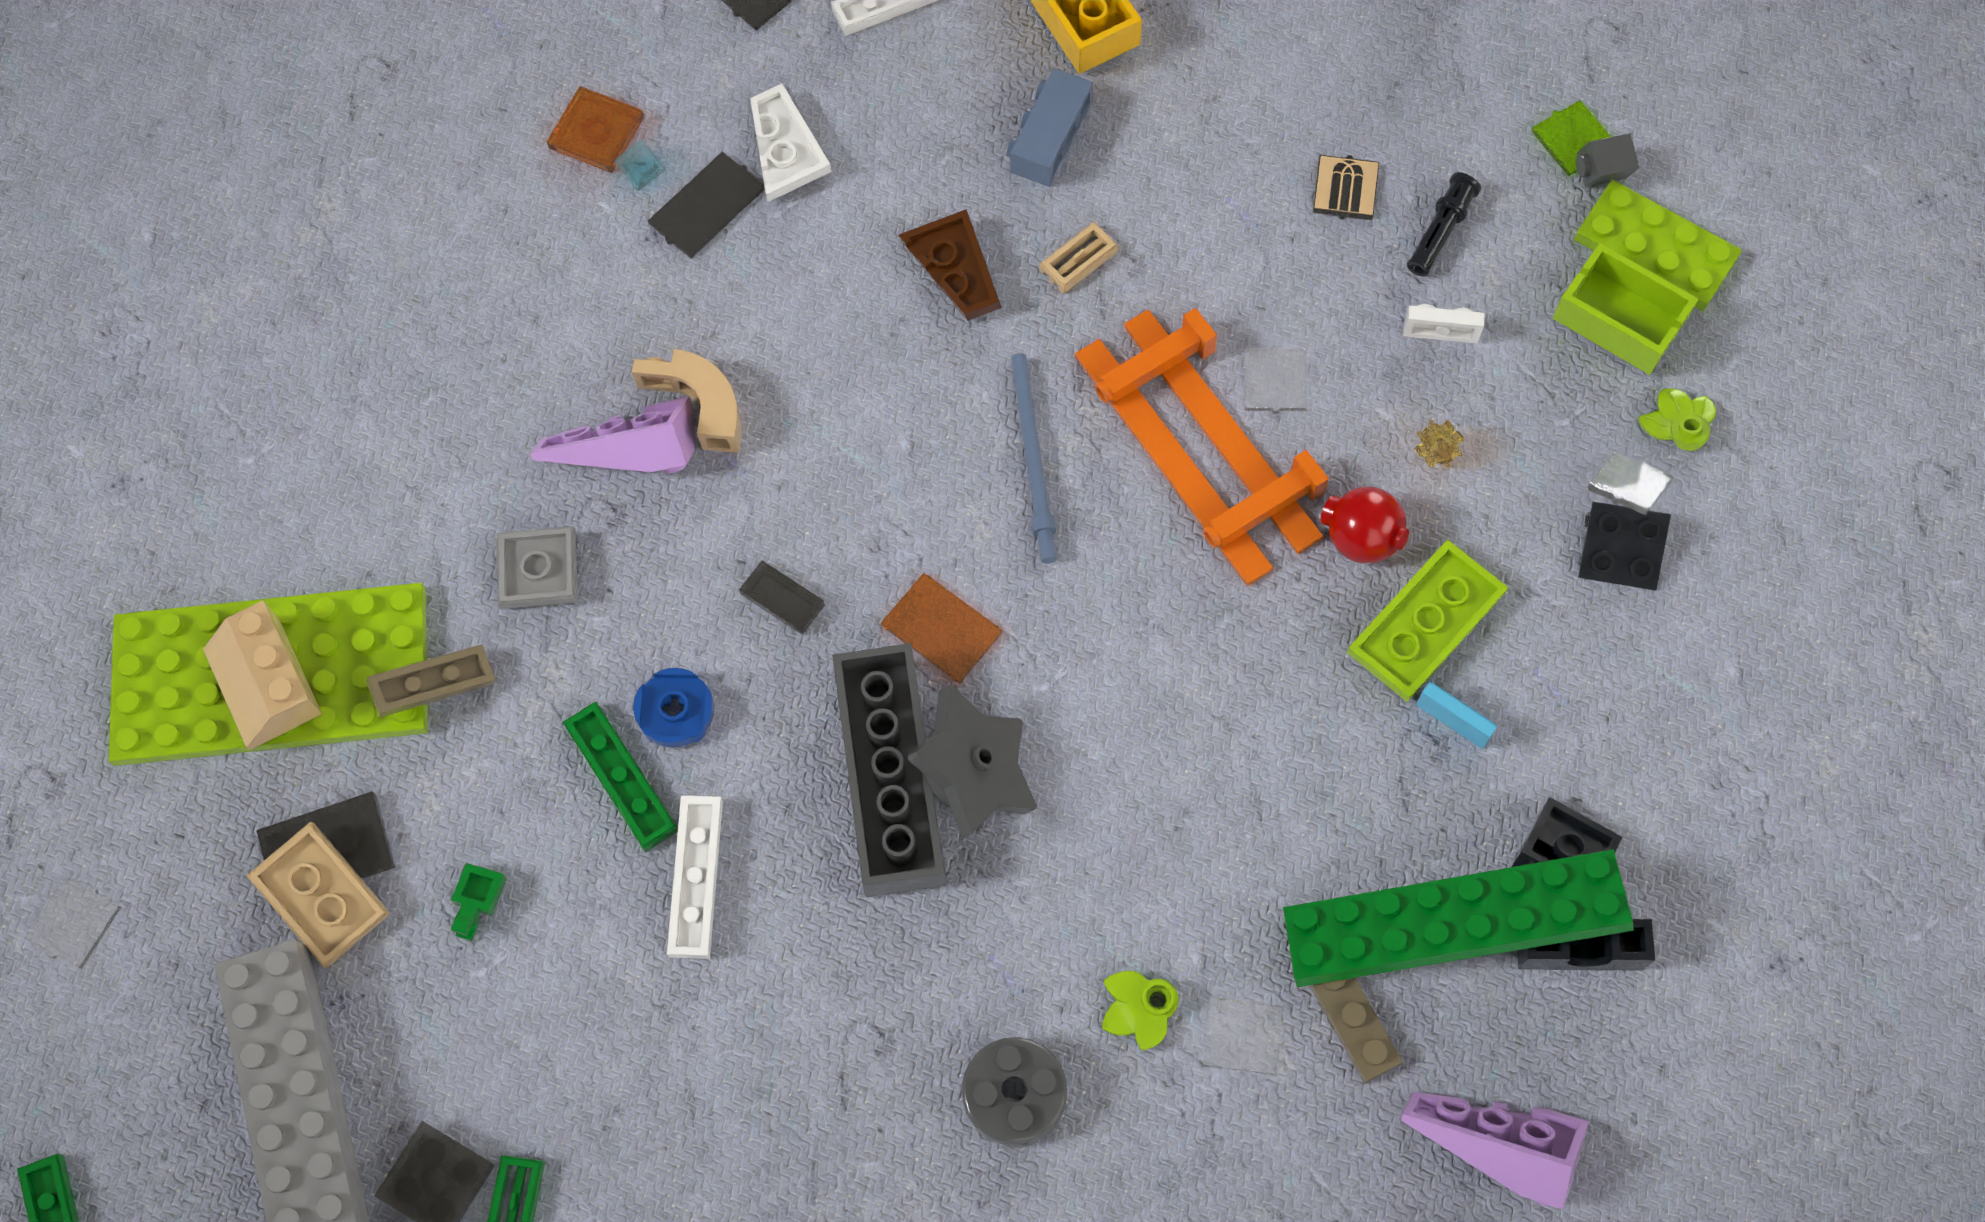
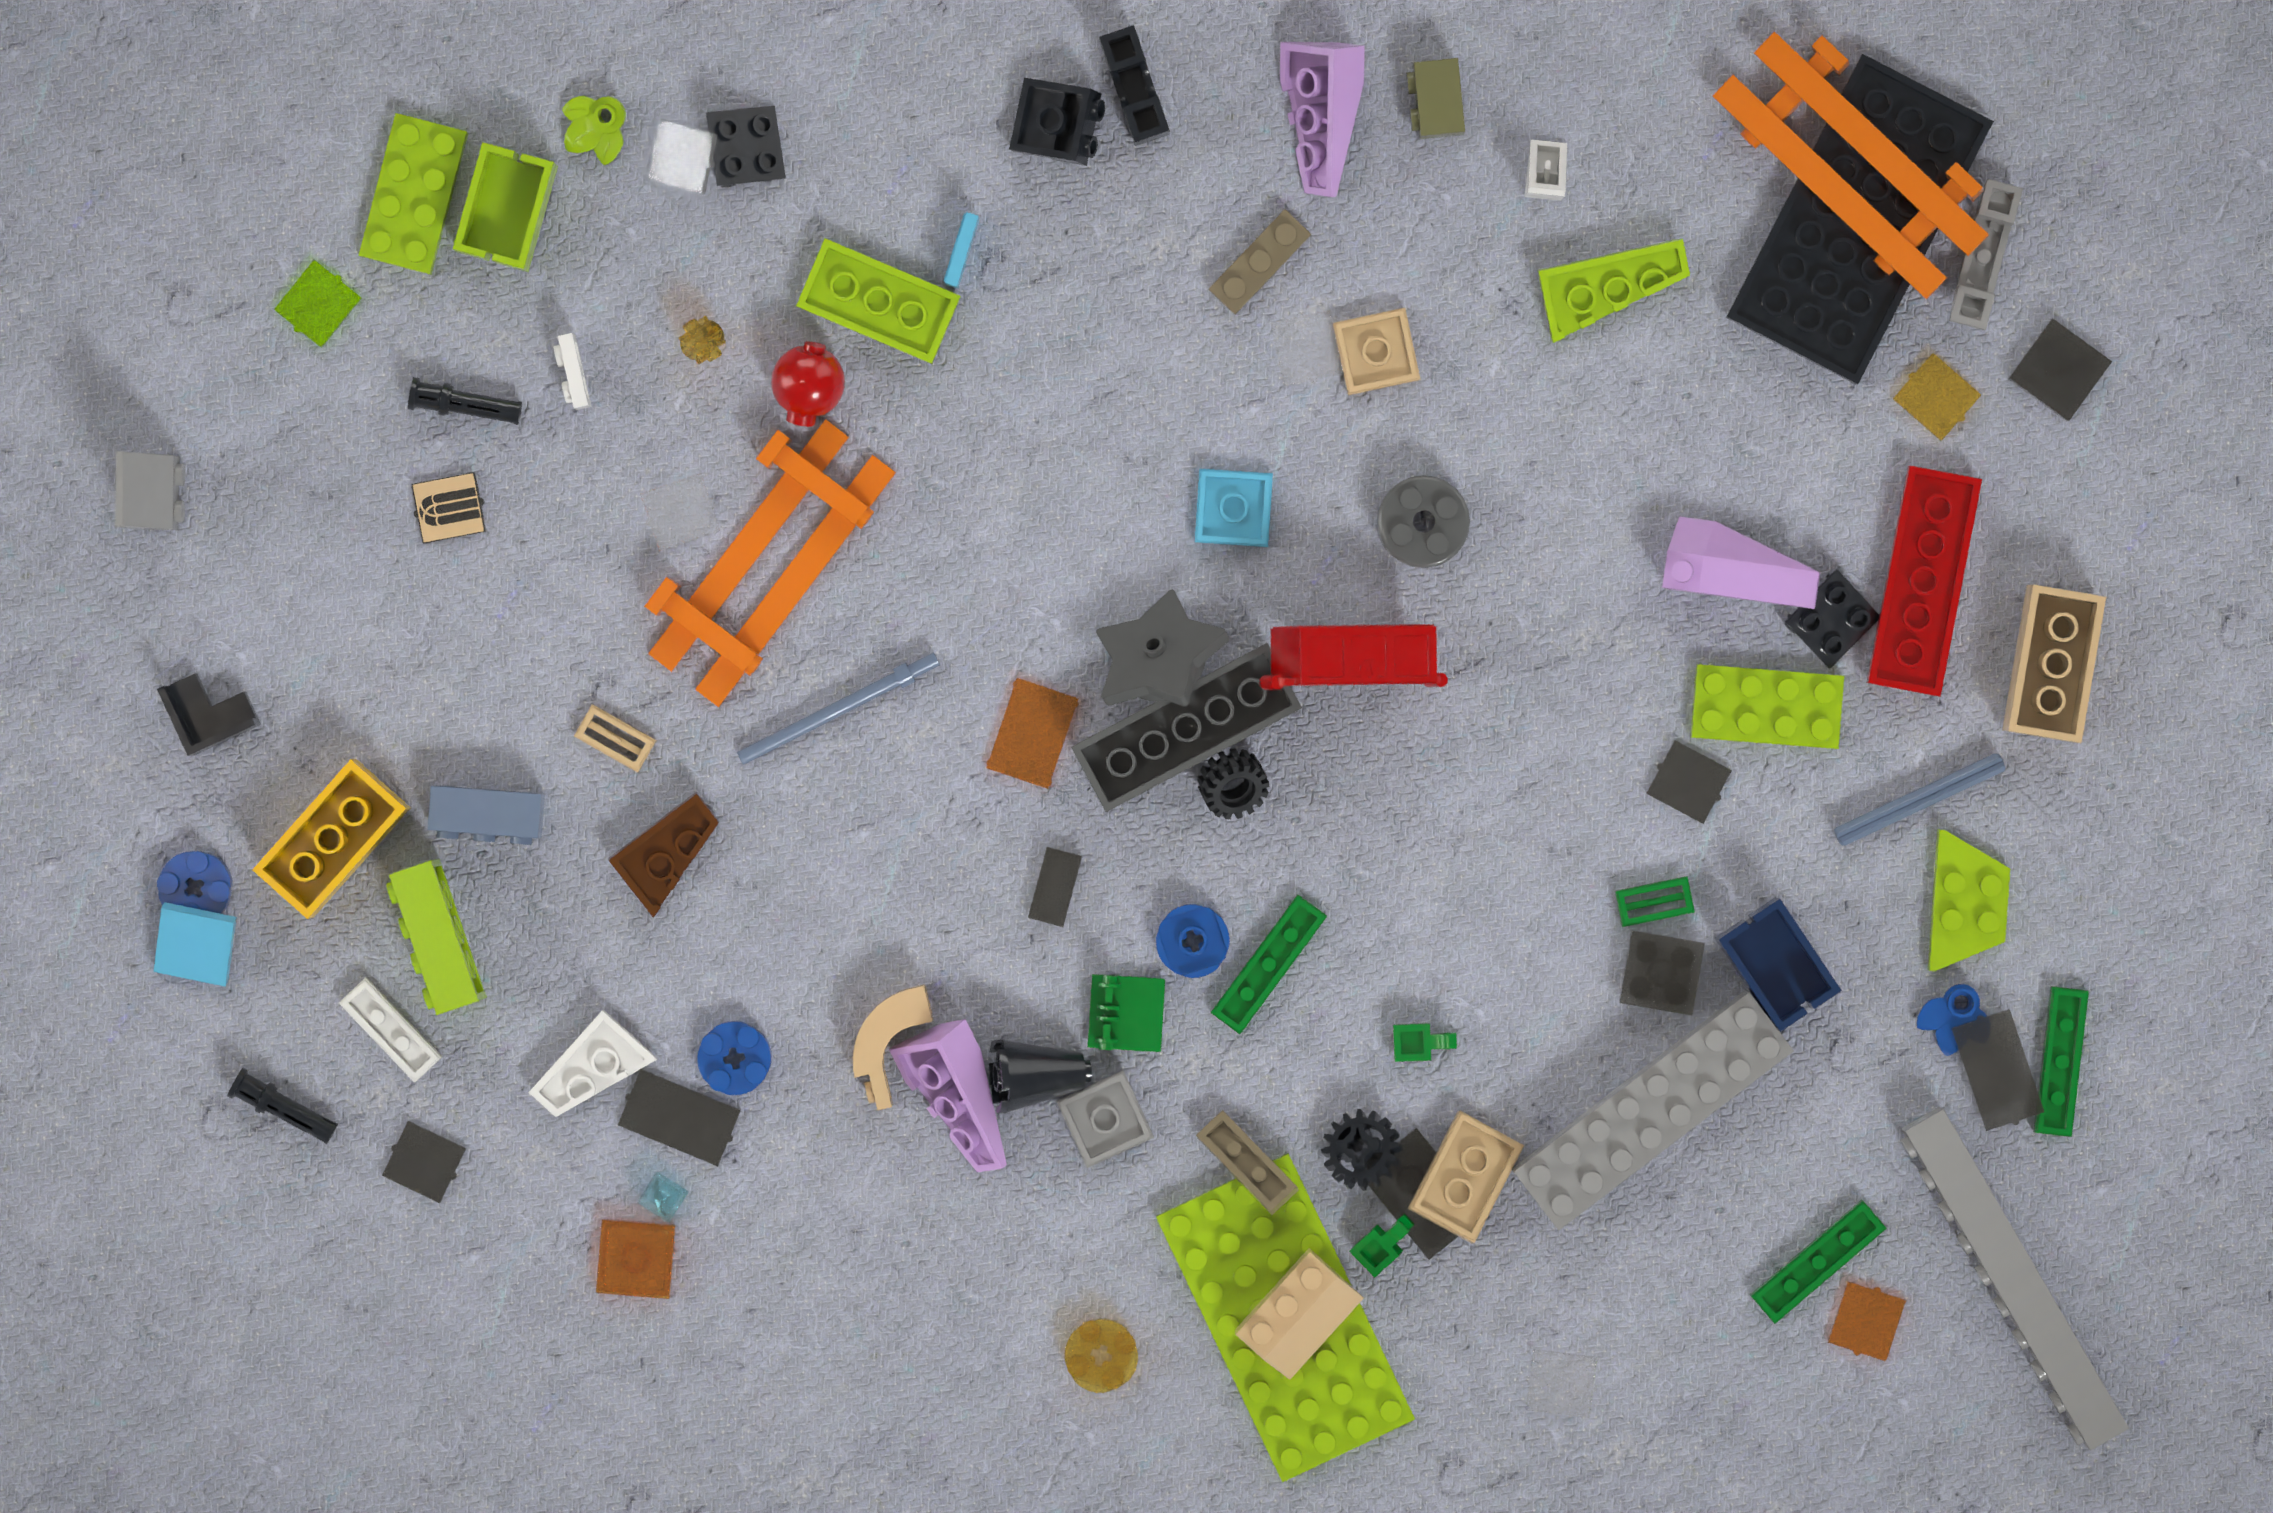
camera: 115 degrees left, 20 degrees up
(288, 784) = (1379, 1247): none -> green plate
(330, 504) = (1111, 1373): none -> clear yellow plate
(374, 790) = (1350, 1139): none -> black gear
(606, 512) = (1034, 1074): none -> black cone
(630, 622) = (1126, 1013): none -> green hinge
(695, 877) = (1336, 860): white plate -> none
(737, 245) = (722, 1075): none -> blue plate
(828, 797) = (1239, 798): none -> black tyre
(895, 956) = (1353, 655): none -> red container
(952, 46) = (436, 936): none -> lime brick
(1098, 900) = (1233, 507): none -> medium azure tile
(1133, 1011) = (1319, 446): lime plate -> none
(1216, 1109) = (1376, 351): none -> tan tile
(1457, 918) = (1154, 200): green plate -> none
(1607, 160) = (344, 266): dark grey brick -> none

